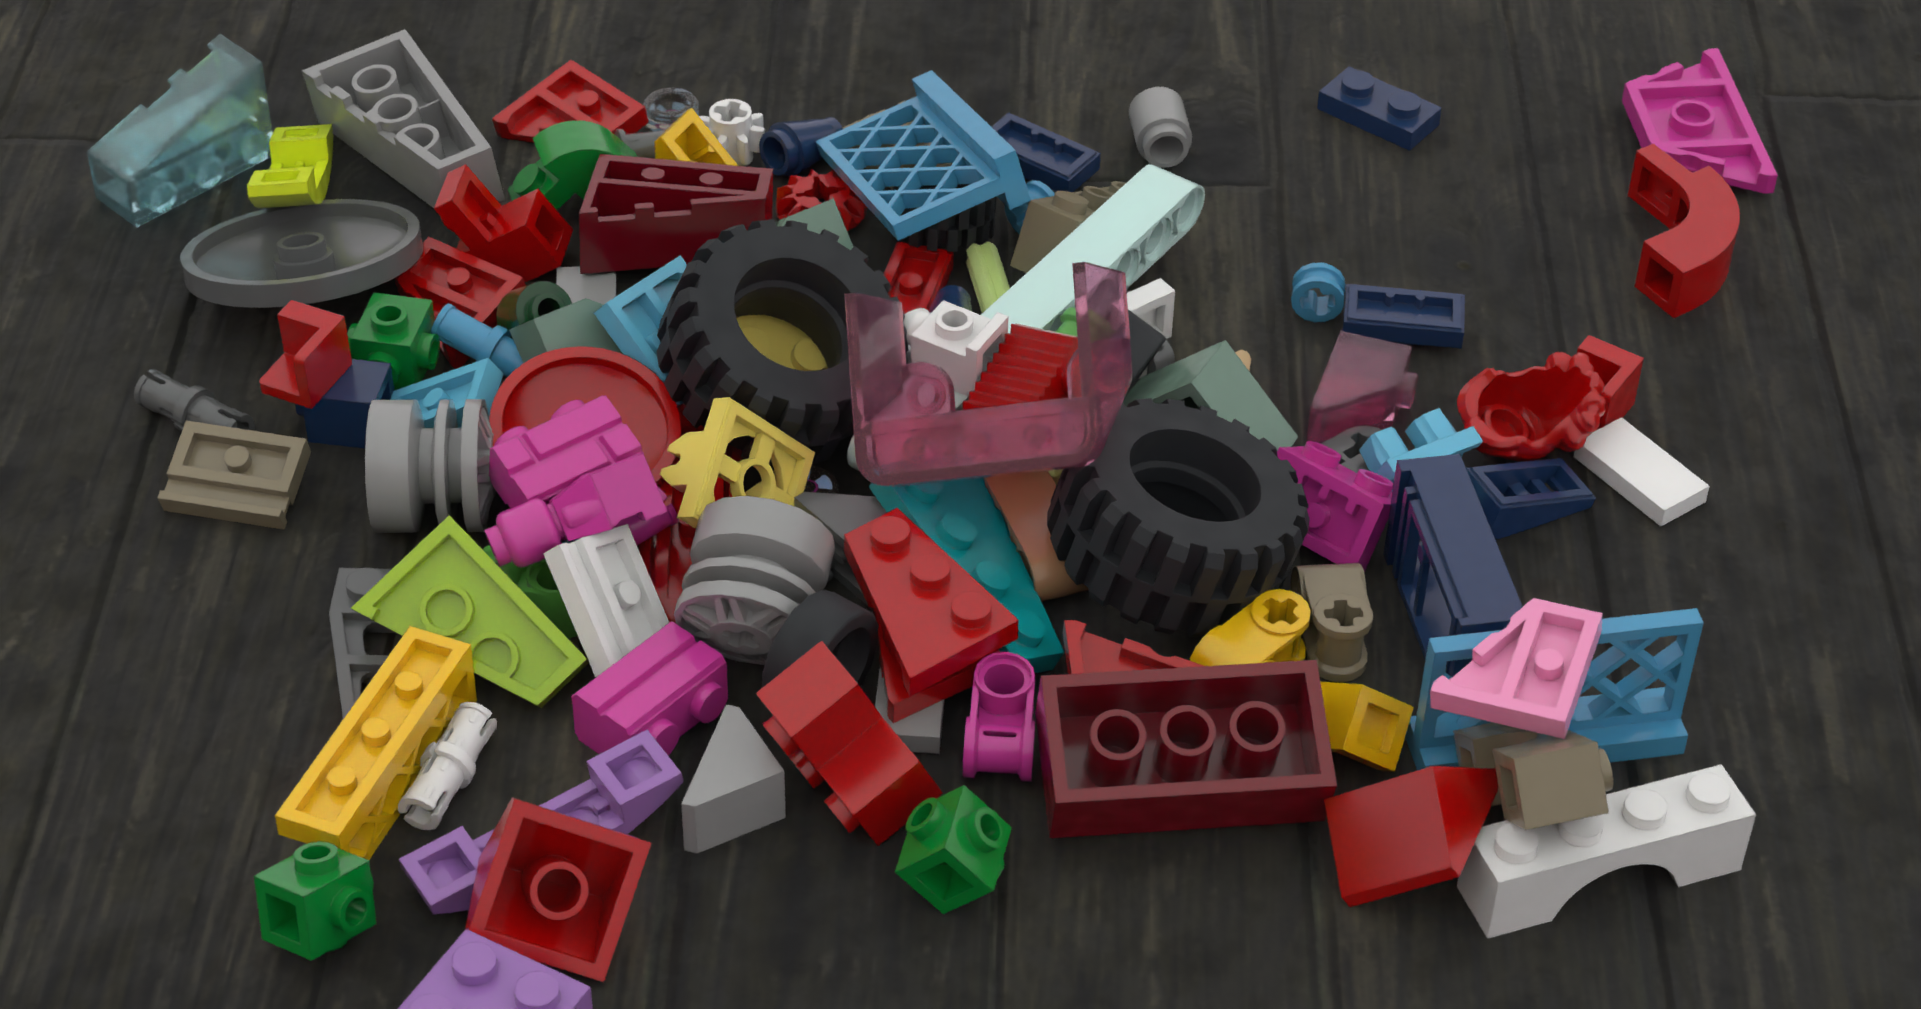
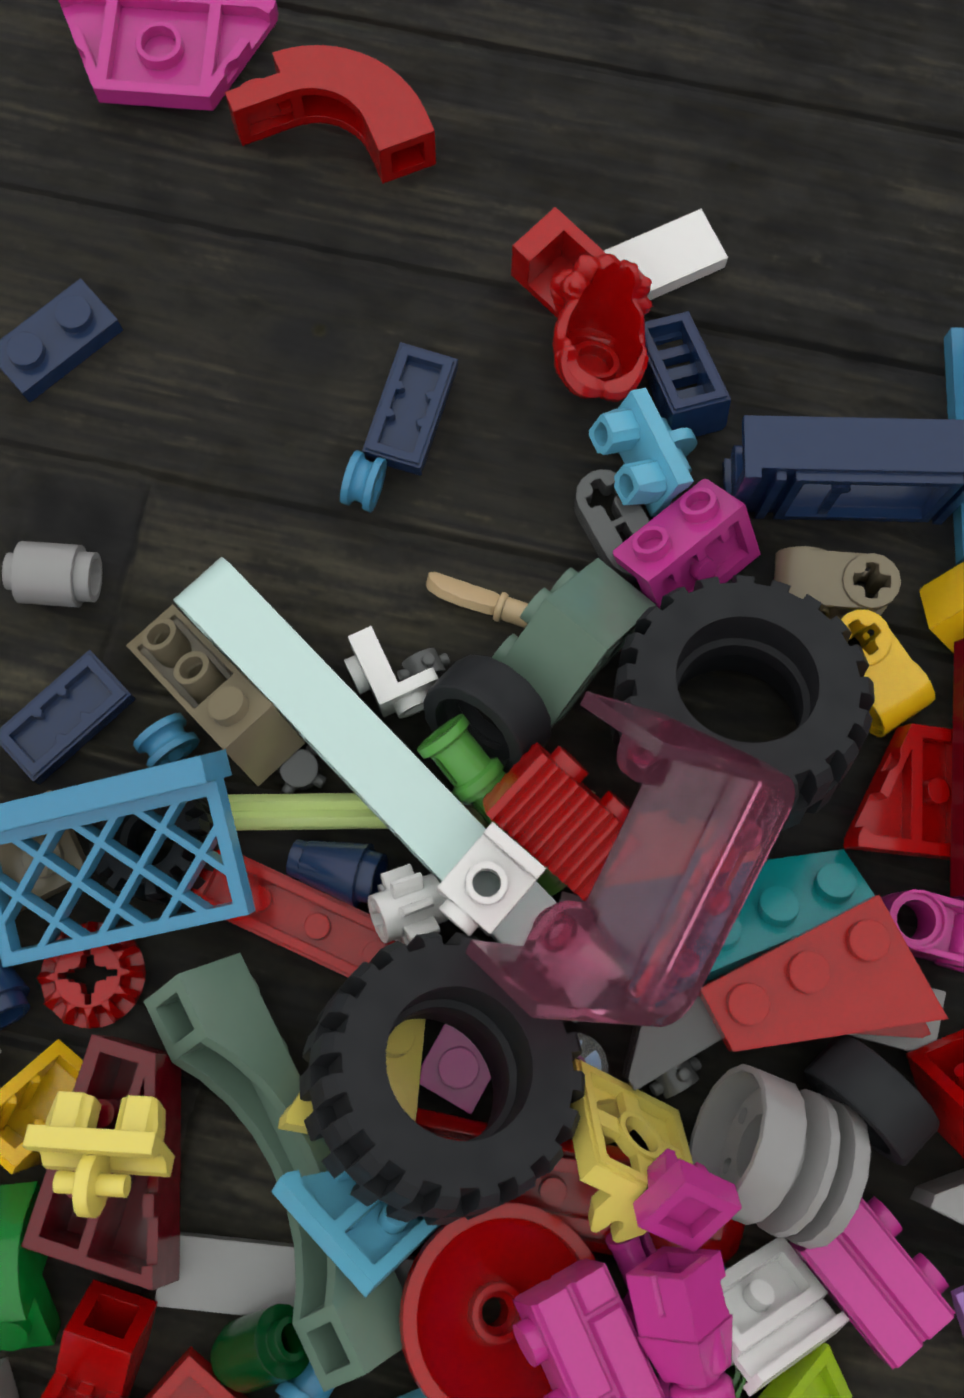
camera: 80 degrees left, 35 degrees up
(687, 161) = (100, 1157): none -> light yellow hips
(705, 467) = (684, 1202): none -> dark pink tile
(1362, 386) = (526, 483): clear pink slope -> none

